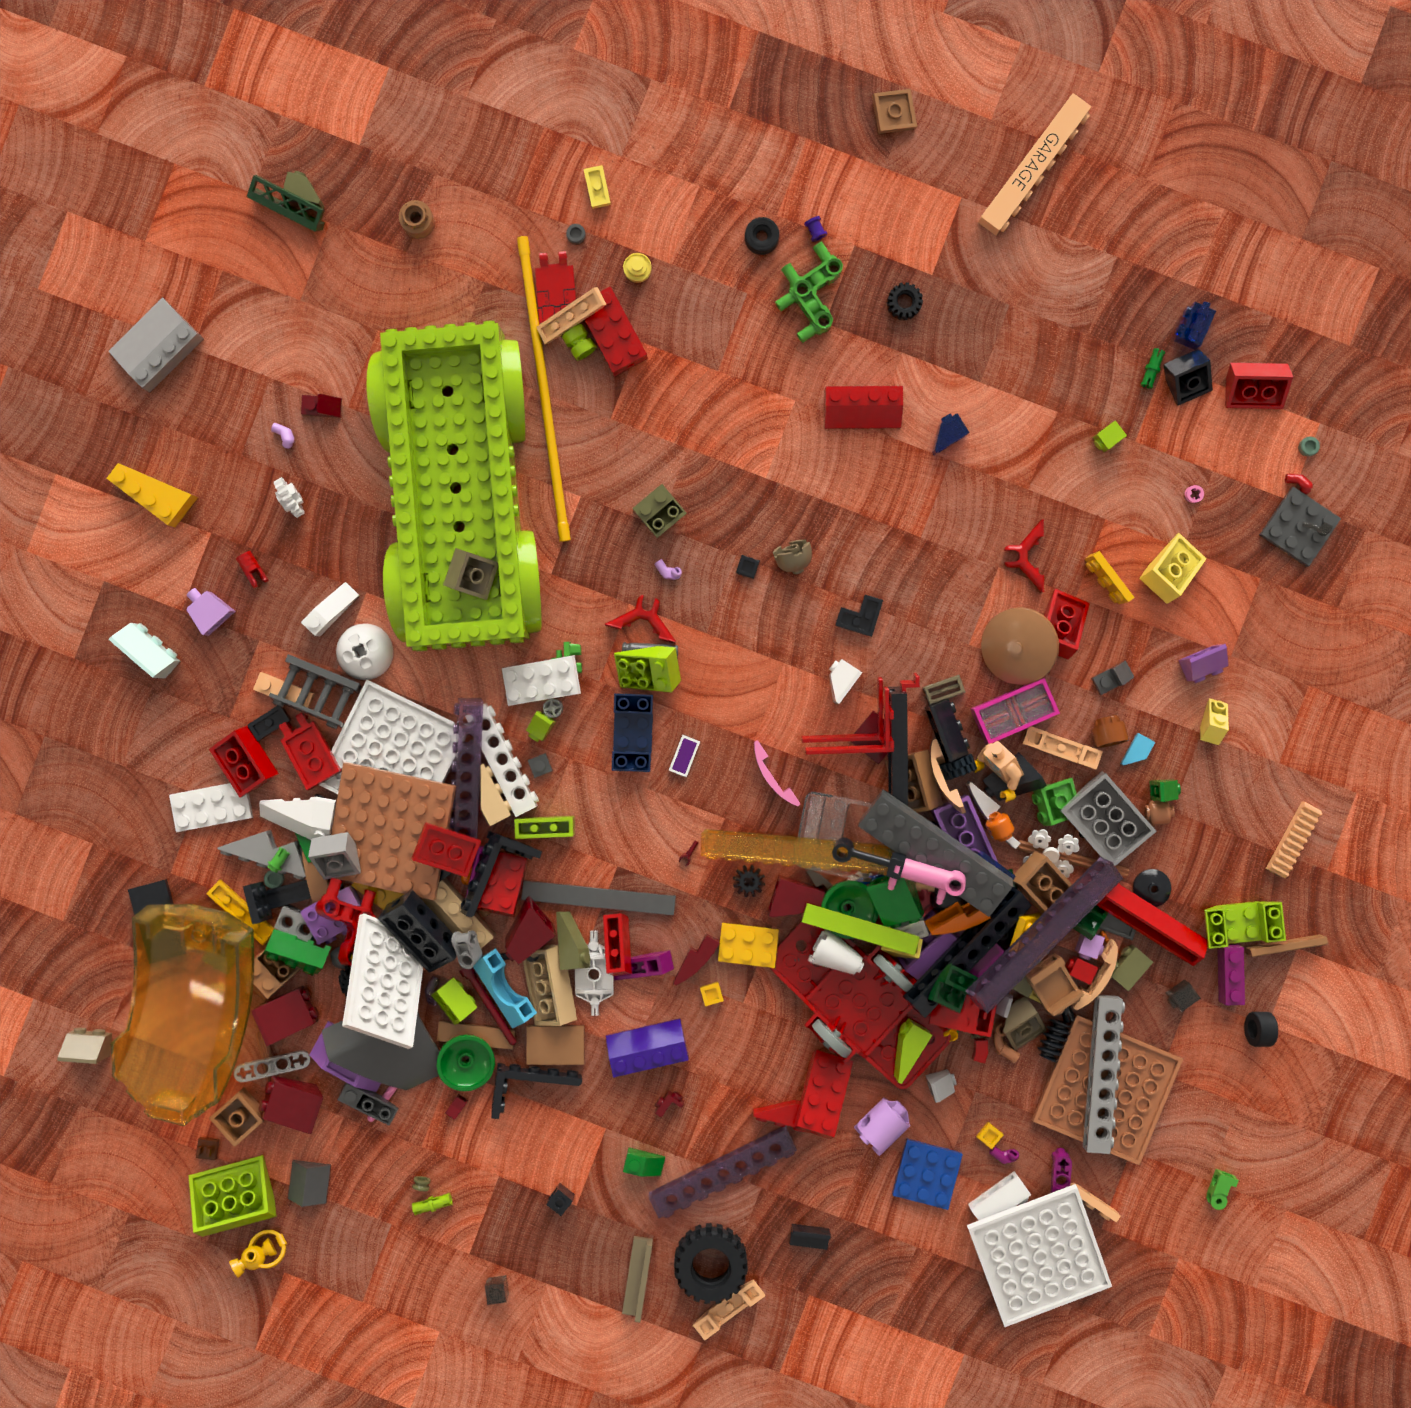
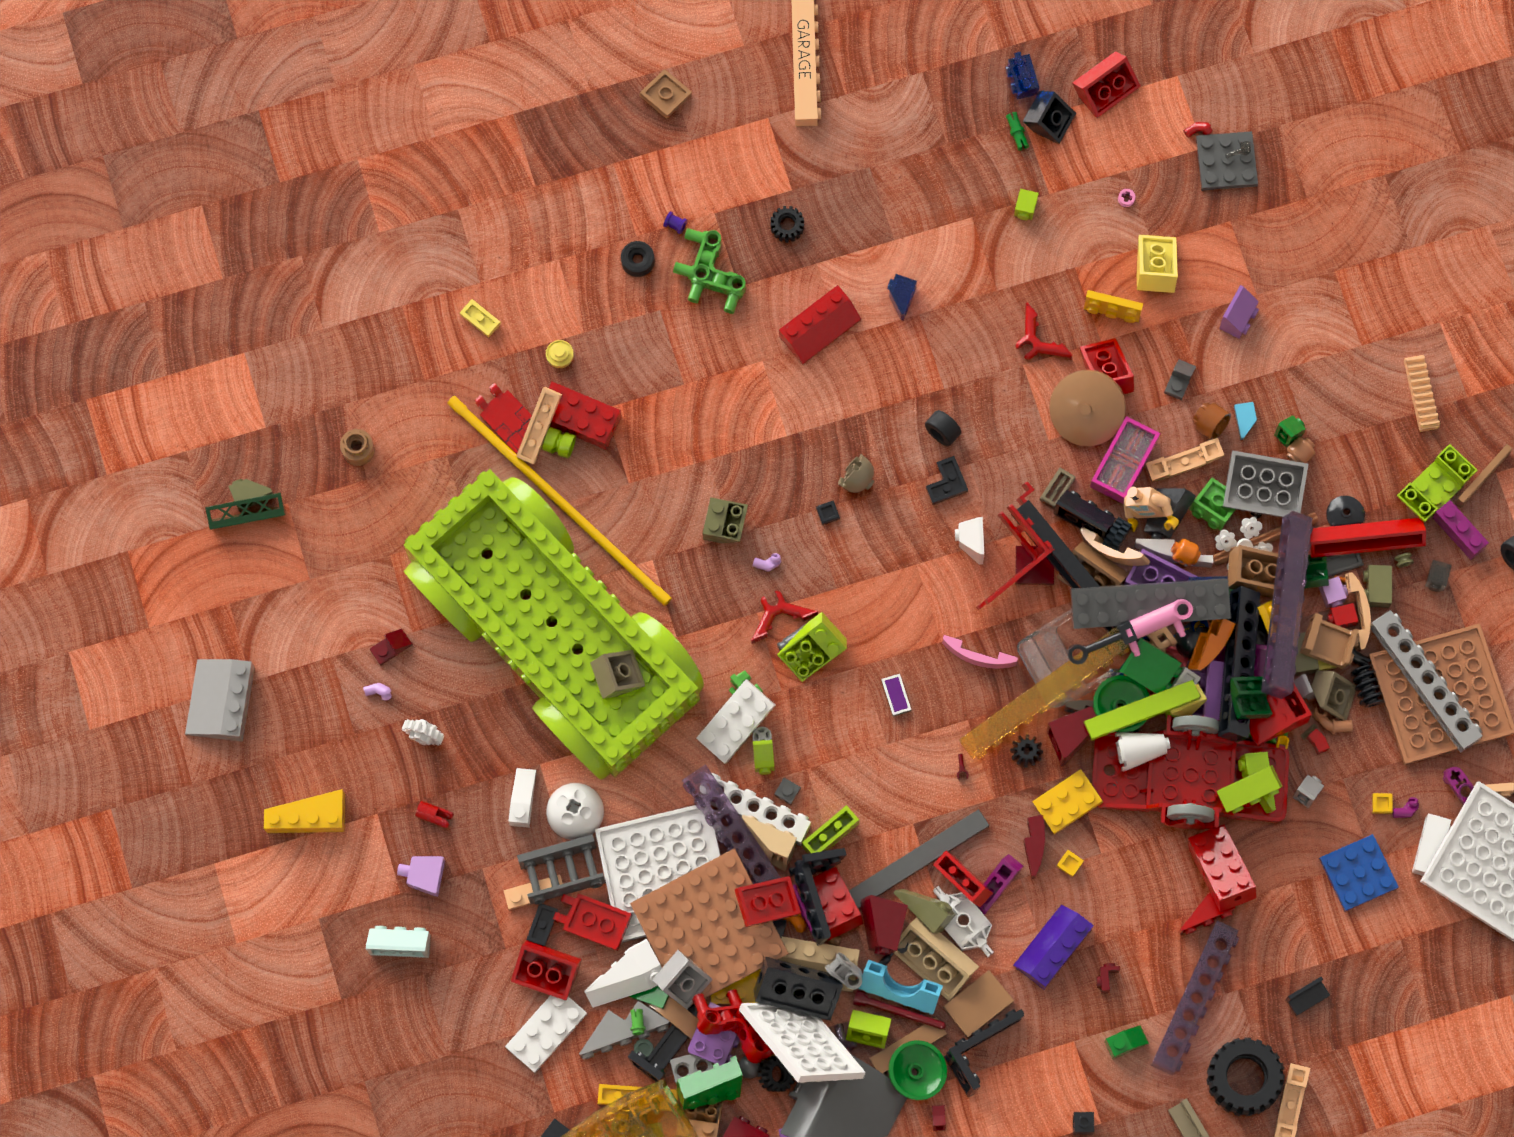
camera: 30 degrees left, 15 degrees down
(575, 234) = (490, 365): dark grey tile -> none
(632, 732) = (839, 705): dark blue slope -> none
(883, 1125) = (1289, 856): lavender cylinder -> none
(892, 570) = (943, 428): none -> black tyre
(893, 1056) = (1250, 789): none -> lime brick
(1166, 962) = (1404, 560): none -> olive bush
(1214, 722) = (1285, 351): light yellow slope -> none
(1309, 446) = (1183, 98): sand green tile -> none

